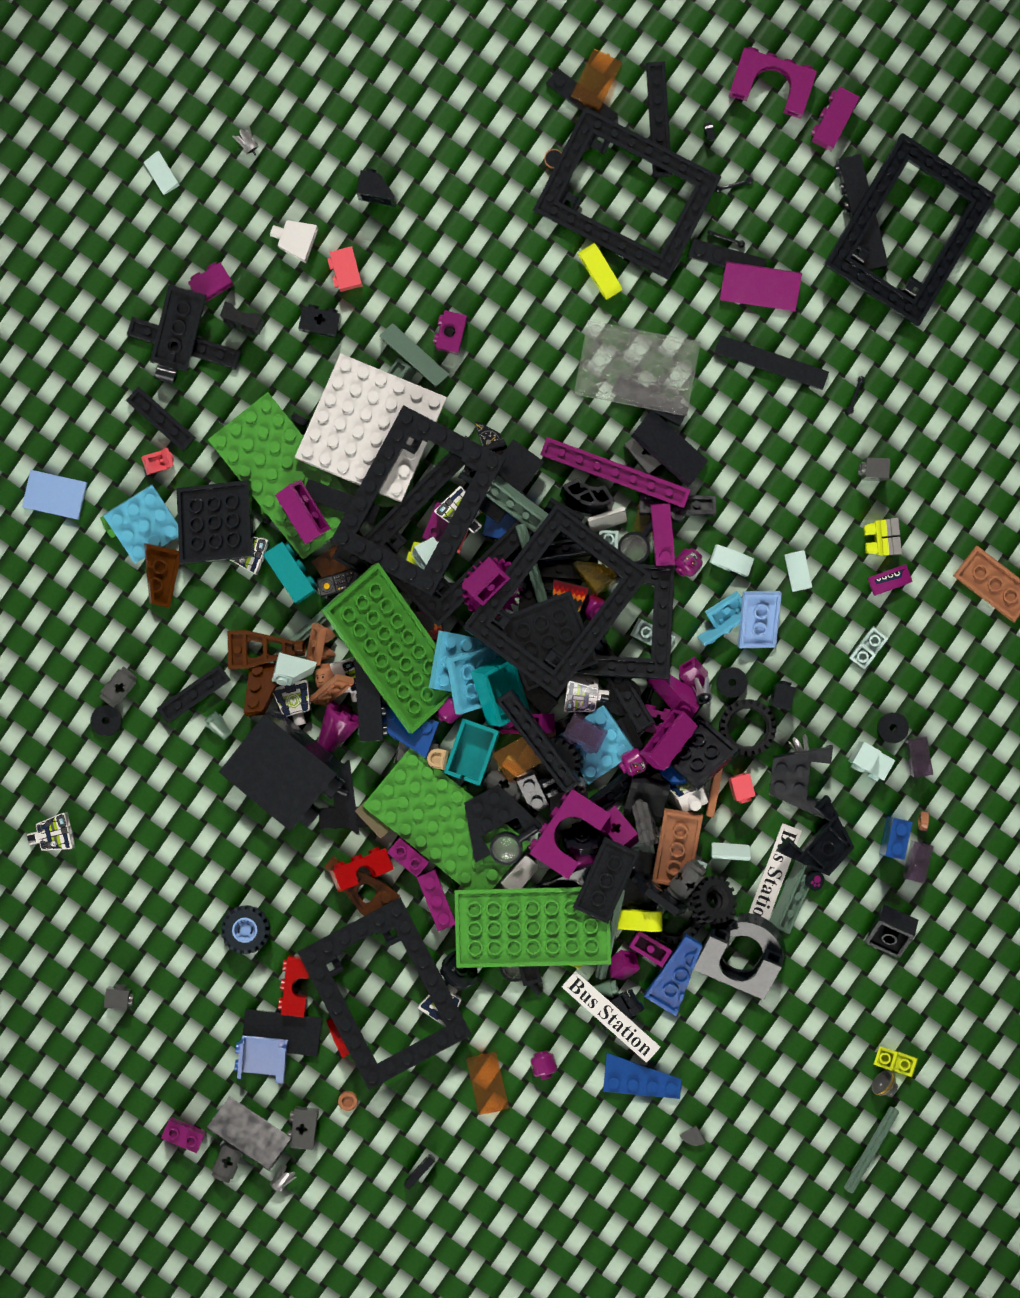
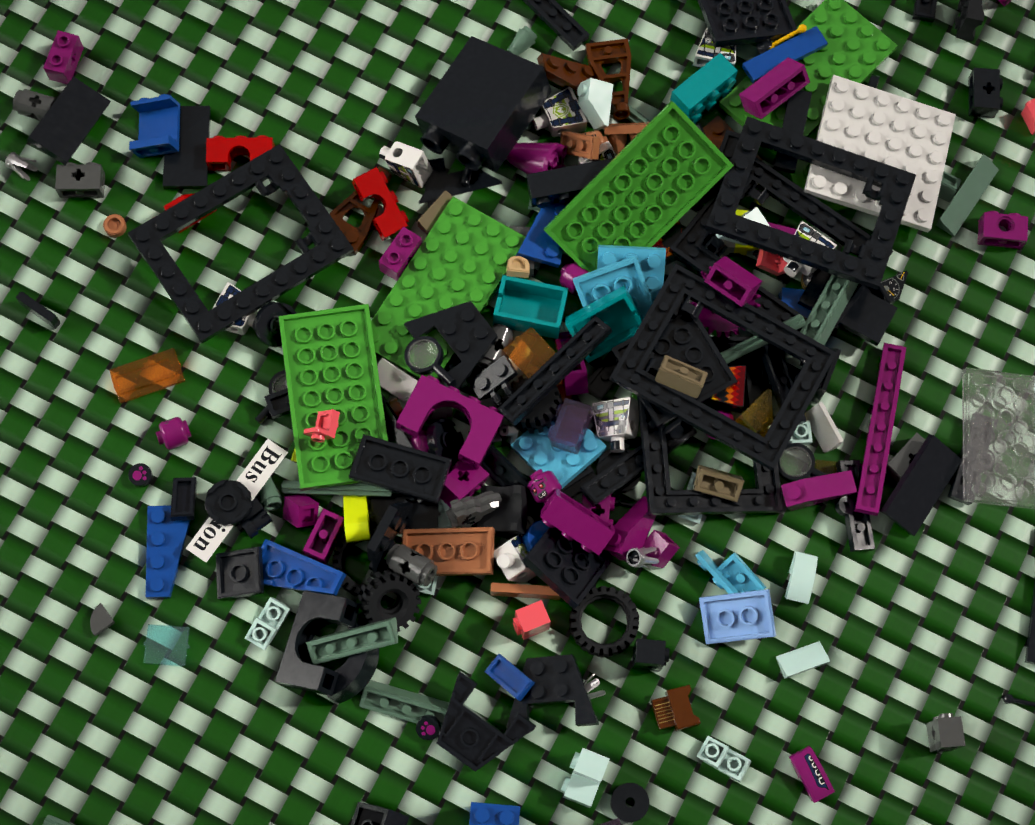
camera: 80 degrees right, 15 degrees down
(245, 929) = (298, 93): black wheel -> none
(257, 509) = (767, 45): none -> hinge
(266, 494) = (795, 48): none -> blue tile
(324, 842) = (407, 163): none -> white torso
(436, 899) = (367, 282): magenta arch -> none
(545, 875) = (396, 407): none -> reddish brown tile
(563, 638) = (681, 376): none -> dark tan slope
(563, 938) = (325, 426): none -> coral bracket
(575, 1095) = (140, 475): none -> black tile
(586, 498) = (845, 398): black brick -> none
(601, 1060) = (183, 499): none -> black tile
(613, 1024) = (228, 502): none -> black tile
(648, 617) = (718, 483): none -> dark tan slope
(670, 1020) = (239, 573): none -> black tile
(688, 562) = (790, 526): magenta head -> none
(713, 1000) = (268, 623): none -> light aqua slope
(719, 1084) = (166, 645): none -> clear light blue piece
(730, 851) = (451, 620): light aqua slope -> none
(740, 682) = (658, 587): black piece -> none
(742, 933) = (353, 641): none -> sand green slope
(773, 874) = (428, 678): white sticker -> none
(783, 810) = (509, 677): none -> blue tile
(826, 681) = (675, 710): none -> reddish brown piece
(881, 529) = (864, 761): neon yellow hips -> none

